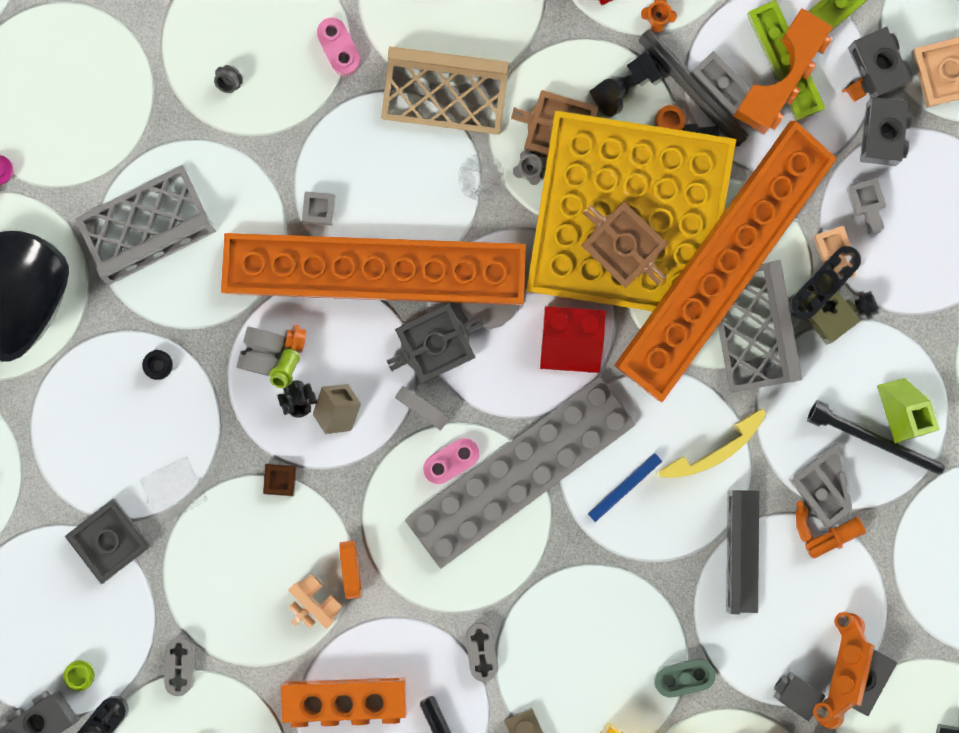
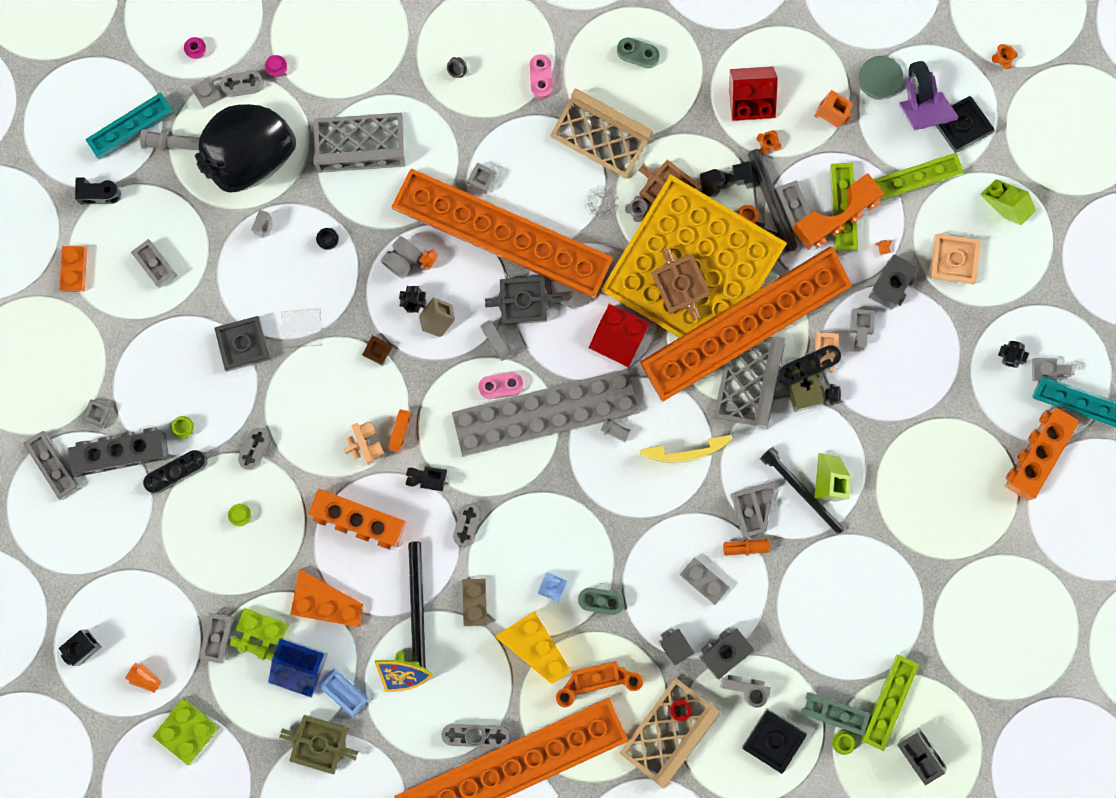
camera: 15 degrees right, 5 degrees down
(68, 380) = (262, 223): none -> light grey plate
(282, 374) = (409, 276): lime pin -> none
(413, 614) = (430, 478): none -> black plate
(616, 459) = (615, 430): none -> light grey pin
(618, 684) = (552, 587): none -> light blue tile
(625, 487) = (617, 451): blue bar -> none
(742, 551) = (677, 530): dark grey fence -> none
(800, 600) = (704, 581): none -> light grey plate
(802, 522) = (729, 523): orange piece -> none
(849, 672) = (717, 643): orange plate -> none
(876, 80) = (909, 221): dark grey brick -> none
(889, 711) = (734, 683): none -> light grey plate

